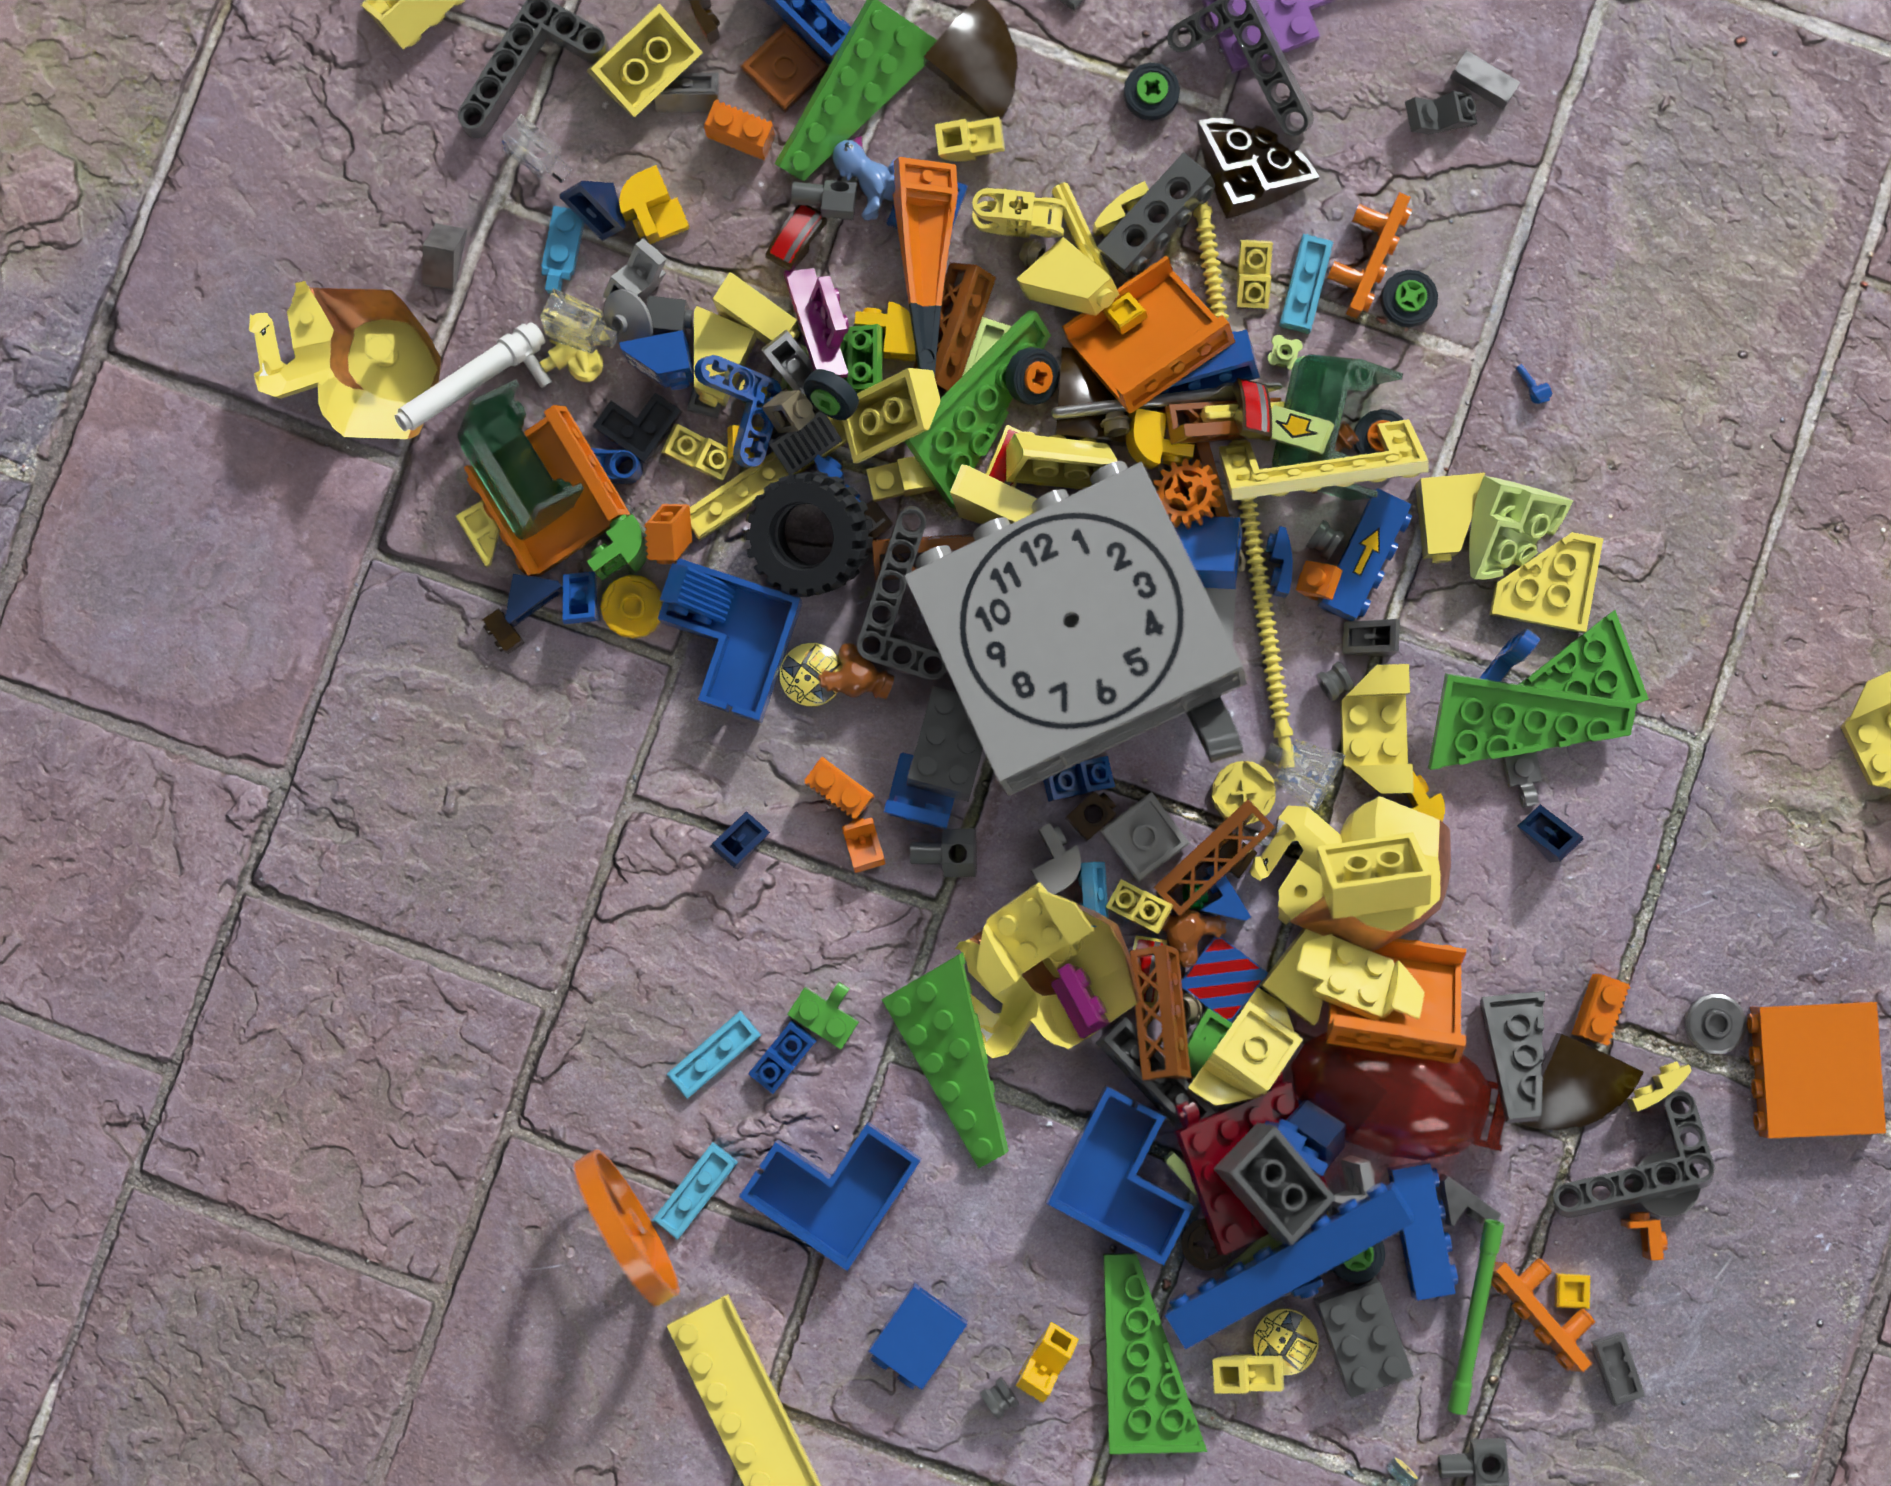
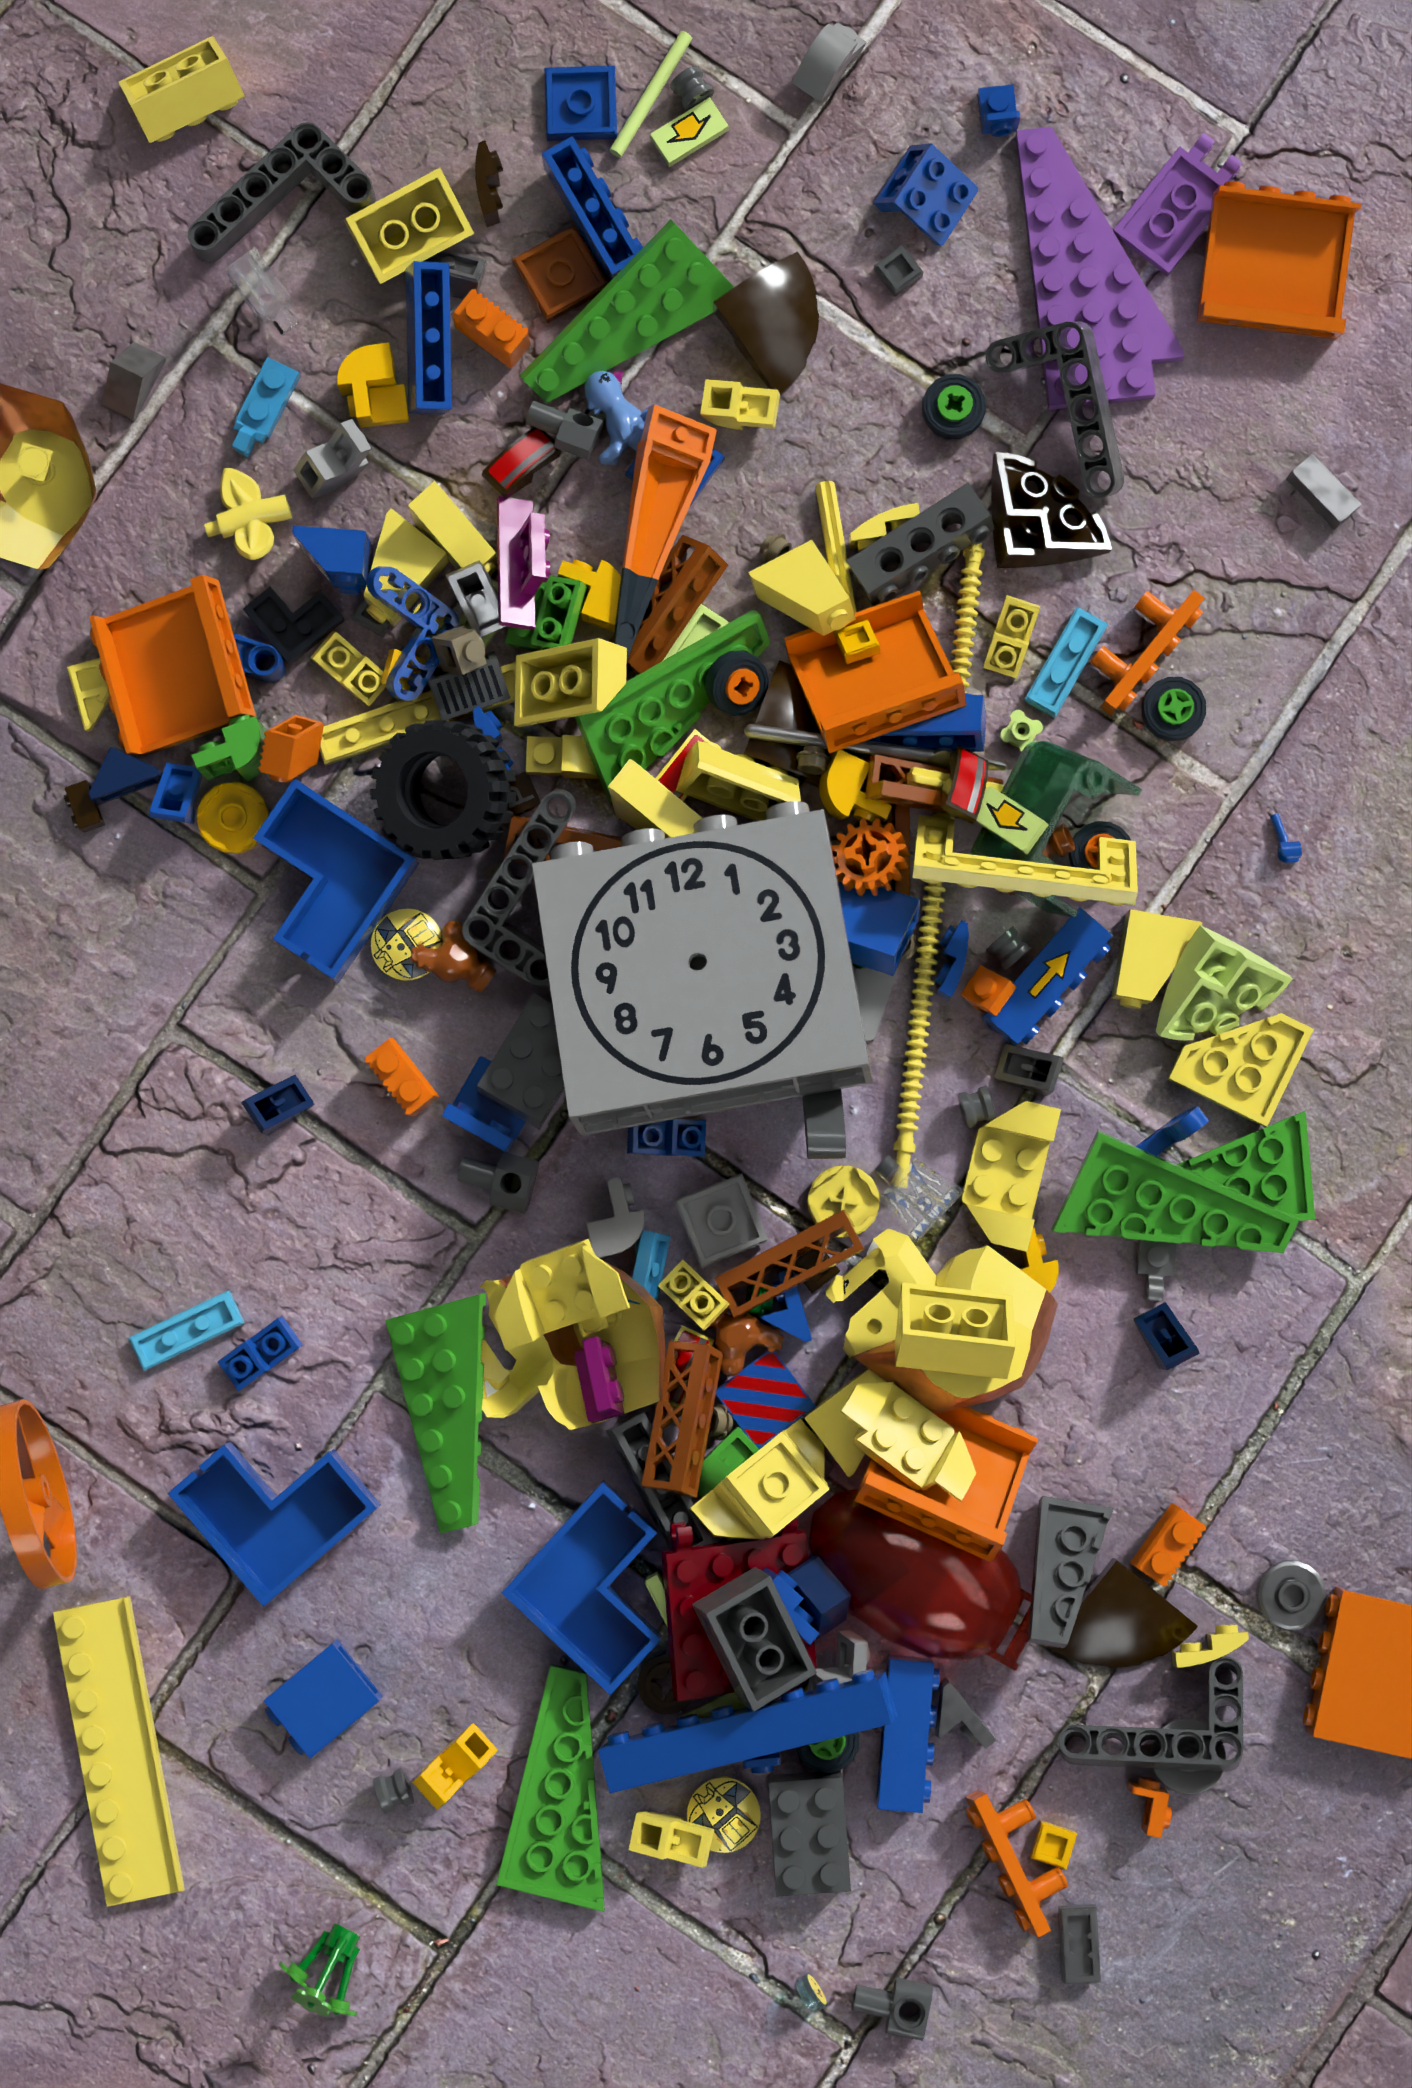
camera: 10 degrees right, 0 degrees up
(508, 351) = (173, 503): white cylinder -> none
(509, 464) = (139, 625): clear green windscreen -> none
(576, 323) = (252, 492): clear torso -> none
(596, 206) = (312, 370): dark blue slope -> none
(628, 315) = (312, 499): light grey dish -> none
(669, 315) = (357, 510): dark grey brick -> none
(689, 152) = (428, 338): none -> blue brick
(695, 1190) = (125, 1473): medium azure tile -> none
(698, 594) = (303, 823): blue brick -> none
(824, 1015) = (319, 1321): bright green plate -> none
(831, 394) = (508, 644): black wheel -> none
(863, 844) = (411, 1145): orange bracket -> none
(1011, 213) = (785, 503): light yellow piece -> none
(1081, 825) = (653, 1180): dark brown brick -> none
(1442, 114) = (1265, 516): dark grey slope -> none
(1462, 1383) = (971, 1776): bright green piece -> none

